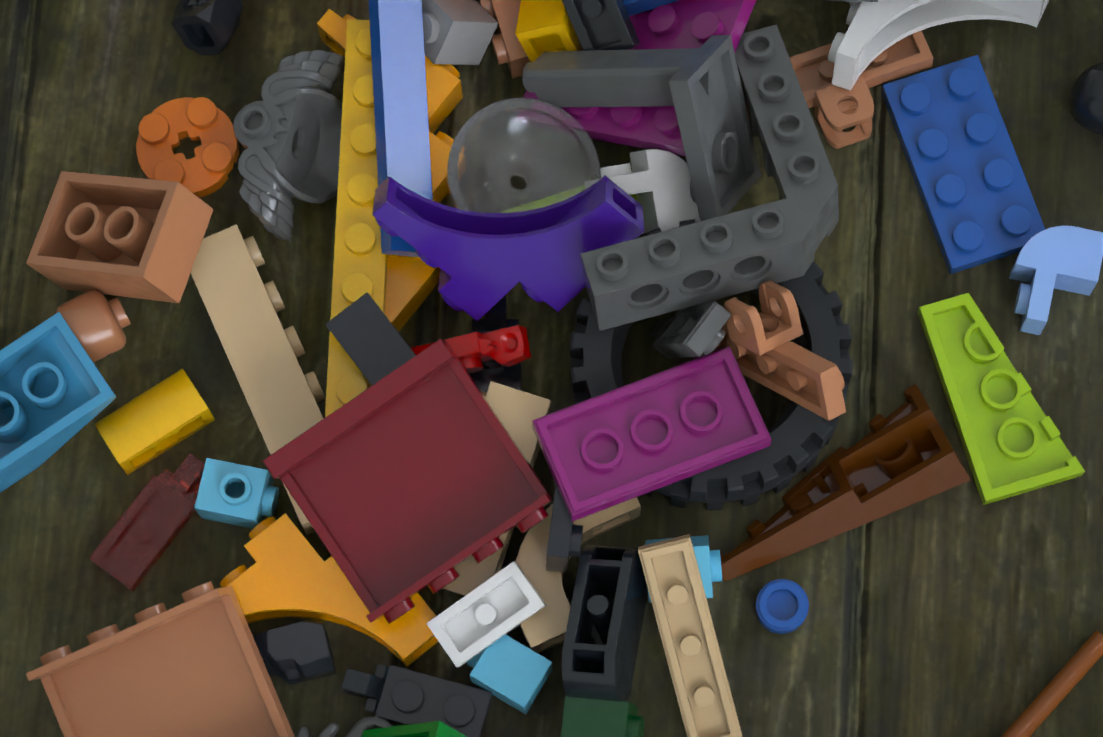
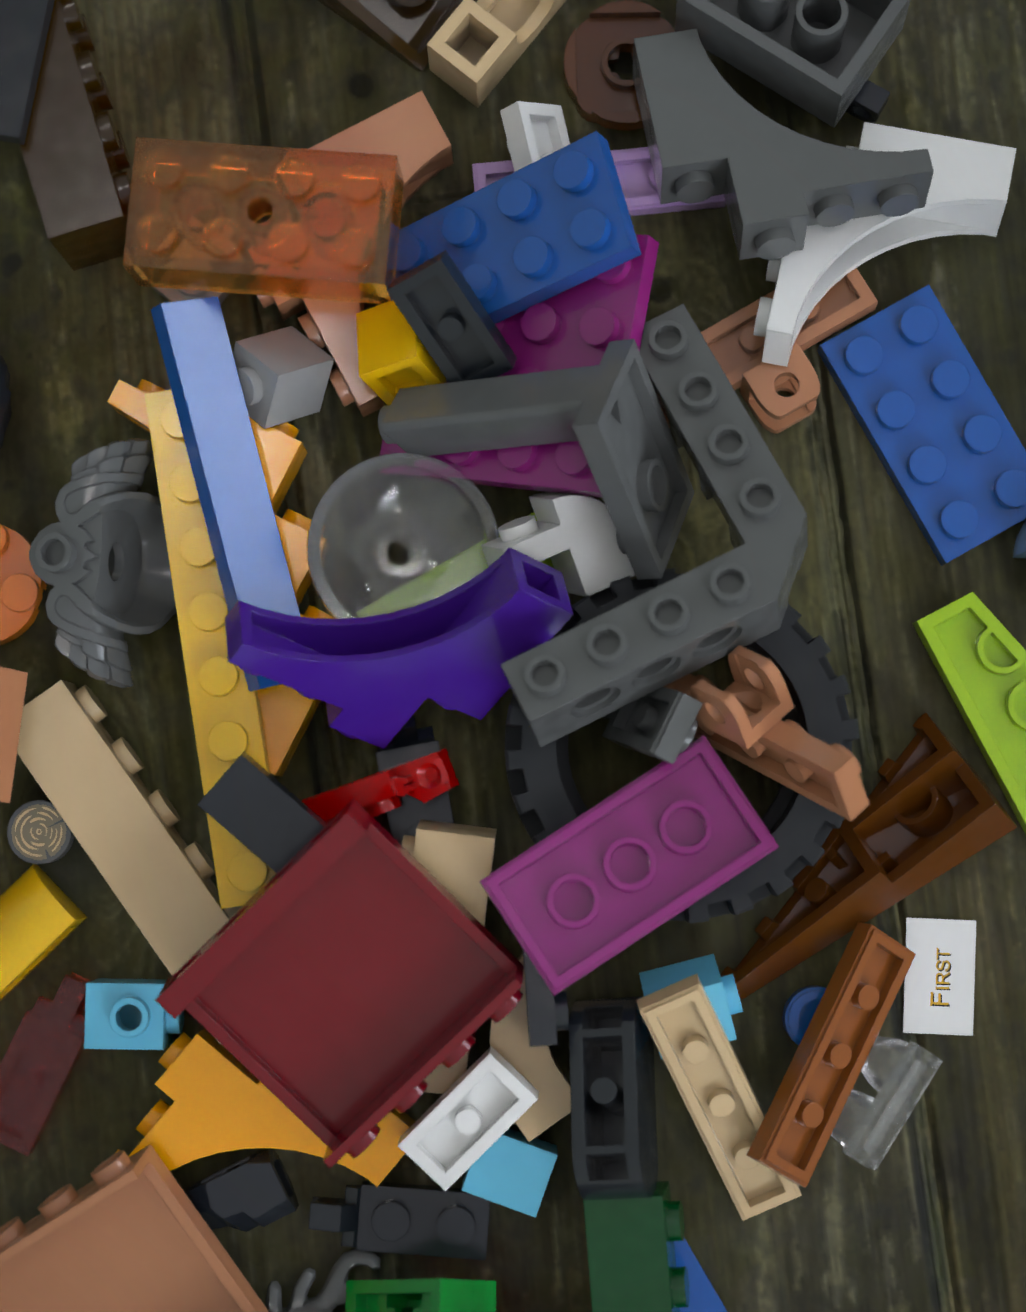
camera: 15 degrees left, 10 degrees up
(193, 344) = (39, 833): none -> tile
(787, 629) = (831, 1054): none -> dark orange tile
(812, 695) = (900, 1076): none -> clear tile
(889, 594) = (940, 977): none -> white sticker

